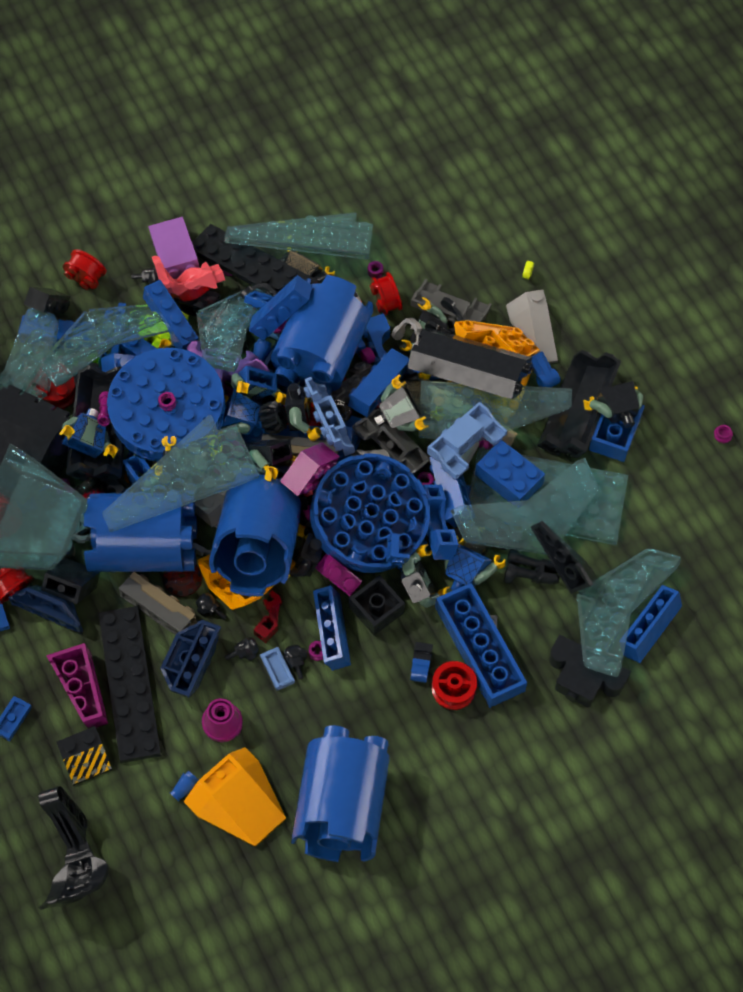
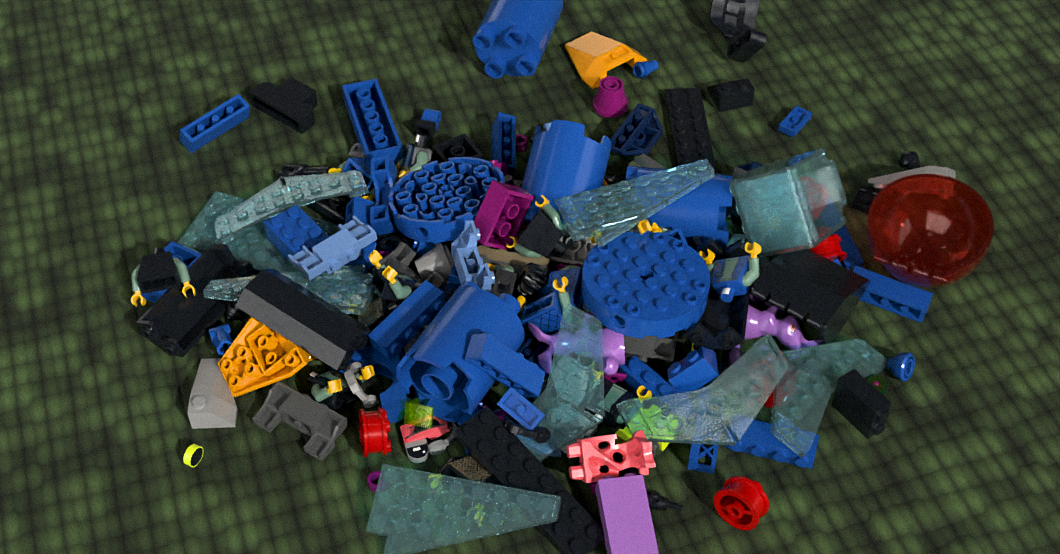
camera: 170 degrees left, 15 degrees down
(47, 300) = (784, 456): black brick -> none
(79, 679) = (734, 131): magenta wedge -> none
(103, 418) = (712, 309): magenta piece -> none
(161, 302) = (645, 415): blue arch -> none
(167, 407) = (644, 266): magenta axle -> none
(394, 546) = (431, 158): blue bracket -> none
(449, 305) = (328, 371): black piece -> none
(454, 685) = (405, 101): red wheel -> none
(567, 562) = (267, 162): black wedge -> none
(608, 606) = (238, 145): clear light blue wing -> none
(723, 434) = (63, 269): magenta plate -> none

